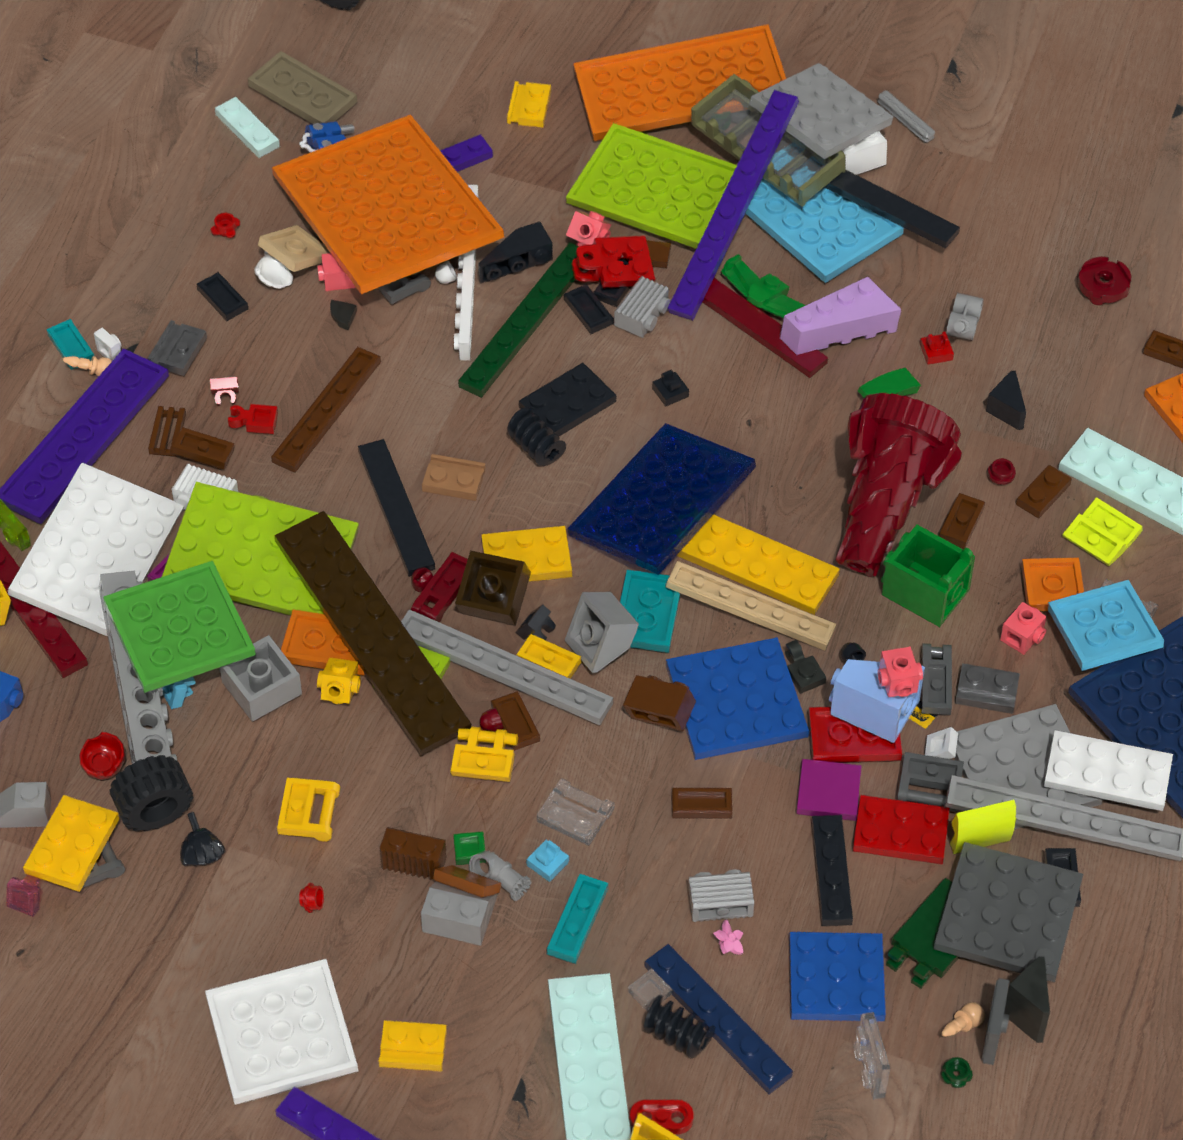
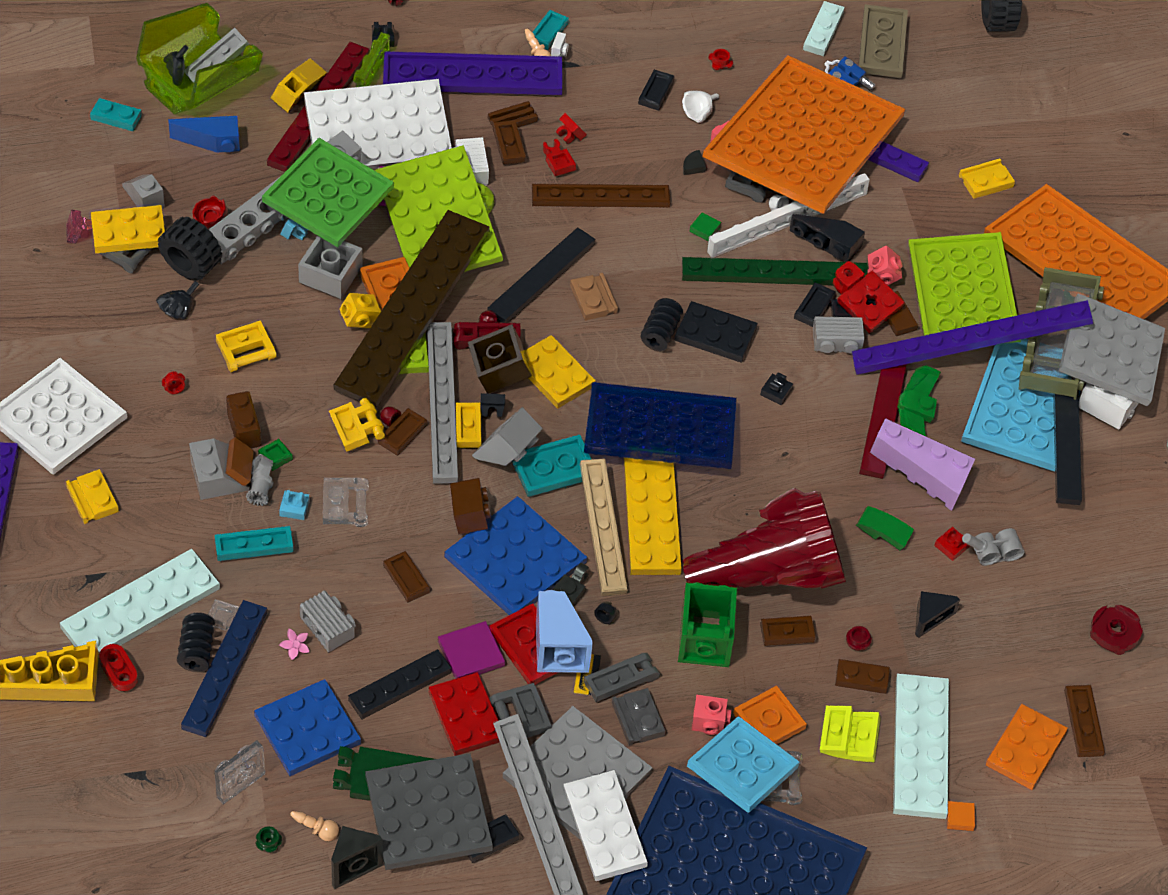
camera: 55 degrees right, 0 degrees up
(178, 347) = (587, 86): flat silver plate -> none
(293, 248) = (722, 101): tan plate -> none
(430, 344) = (705, 226): none -> green tile
(899, 672) = (564, 623): coral brick -> none
(942, 743) = (558, 706): white plate -> none
(984, 825) = (490, 758): neon yellow slope -> none
(997, 1021) = (315, 839): dark grey plate -> none

